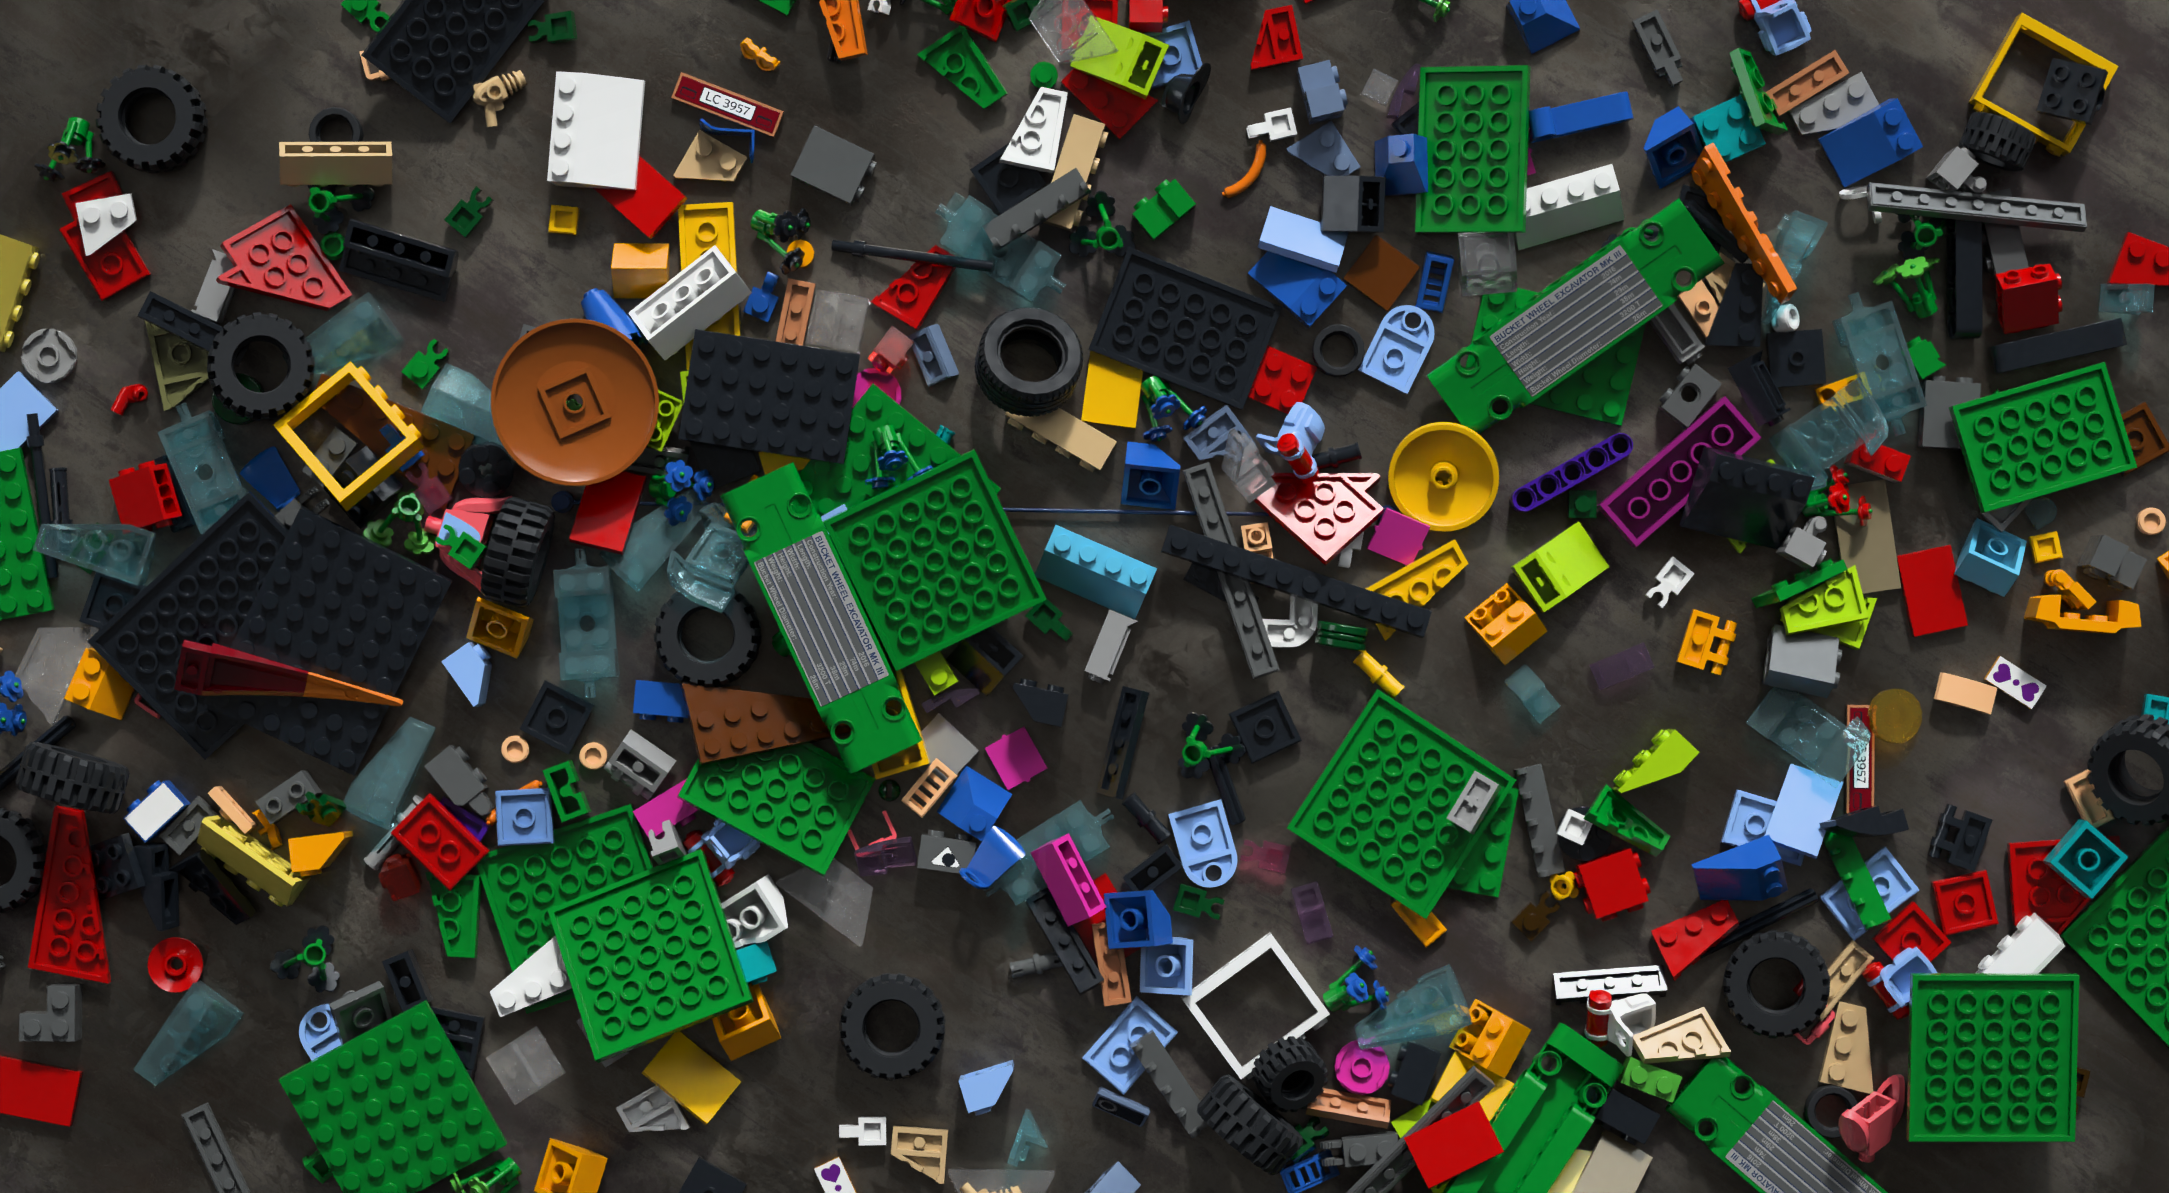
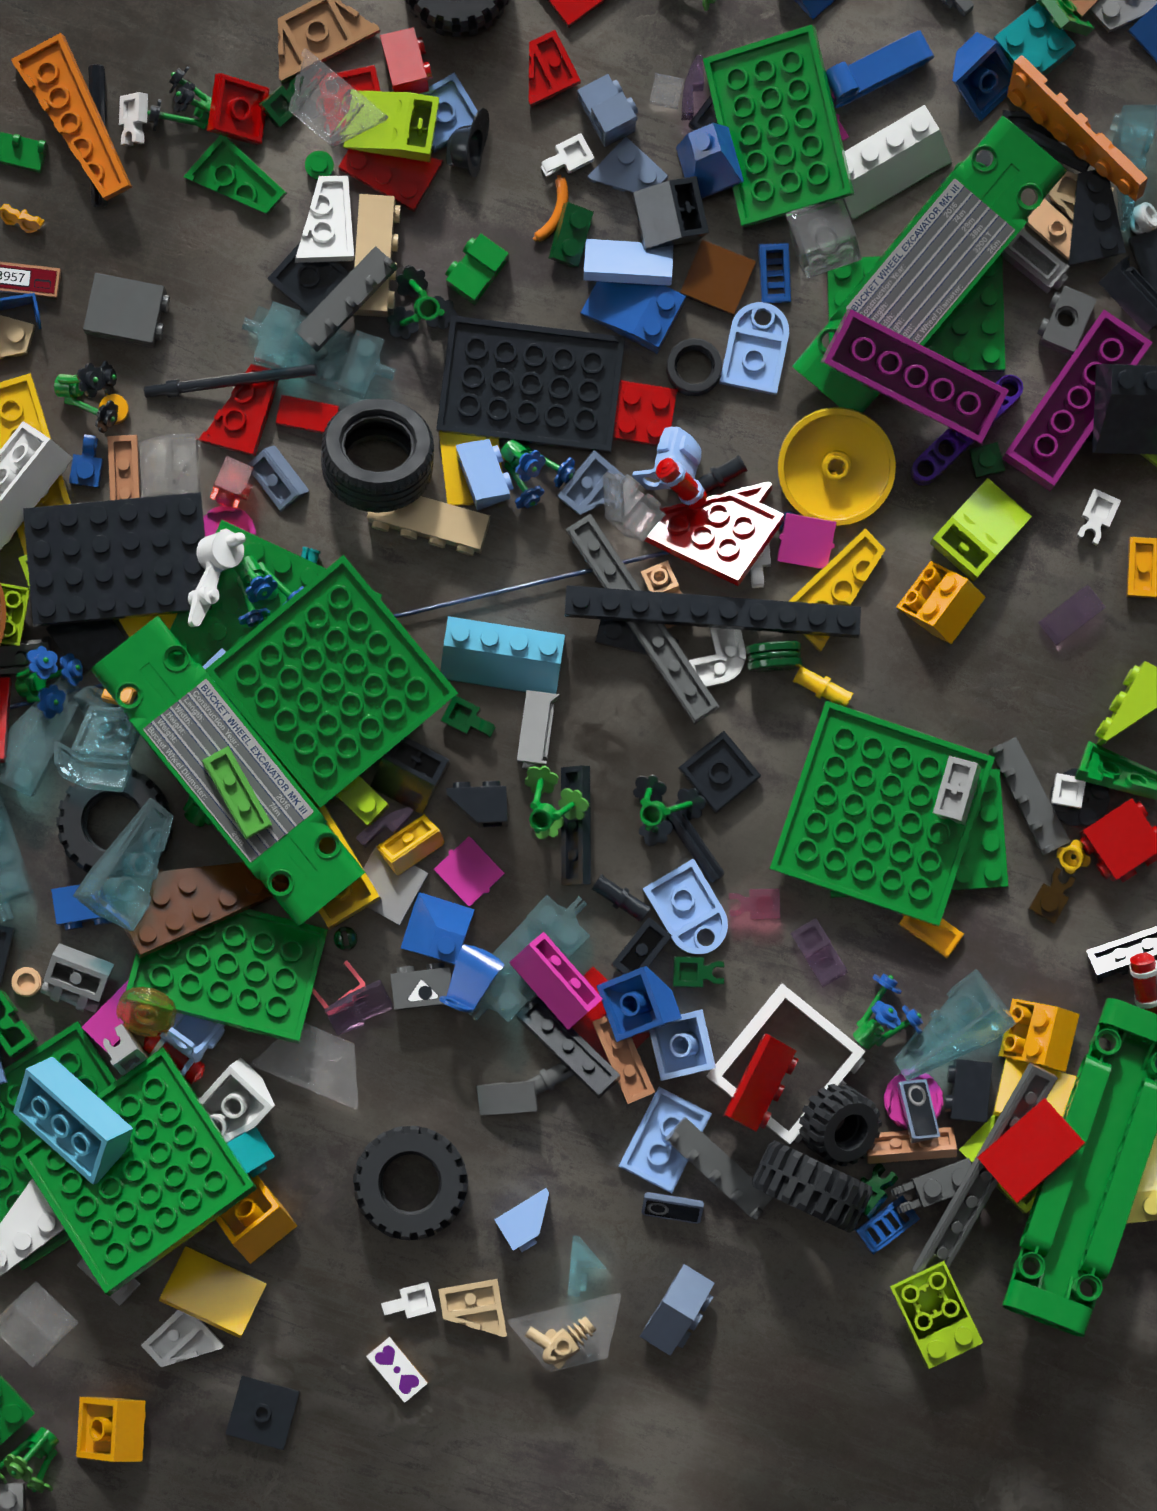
camera: 20 degrees left, 5 degrees down
(603, 893) = (71, 1119): none -> medium azure slope
(694, 814) = (146, 1011): none -> clear yellow tile
(704, 687) = (124, 874): none -> clear light blue wedge
(824, 641) = (237, 792): none -> bright green tile
(859, 416) = (214, 554): none -> white piece
(913, 804) = (391, 939): light nougat slope -> none
(969, 721) = (411, 844): none -> yellow slope
(974, 303) = (304, 414): none -> red tile
(998, 972) = (507, 1098): none -> dark grey slope
(1096, 730) = (544, 817): none -> bright green plant
(1121, 402) = (483, 474): none -> light blue slope
(1149, 477) = (533, 545): blue slope -> none
(1228, 1021) = (761, 1083): none -> red slope
(1257, 199) = (571, 234): none -> dark green plate
(1363, 1079) = (918, 1110): none -> slope
(1532, 693) = (987, 667): clear light blue slope -> none
(1535, 416) = (914, 375): none -> magenta brick

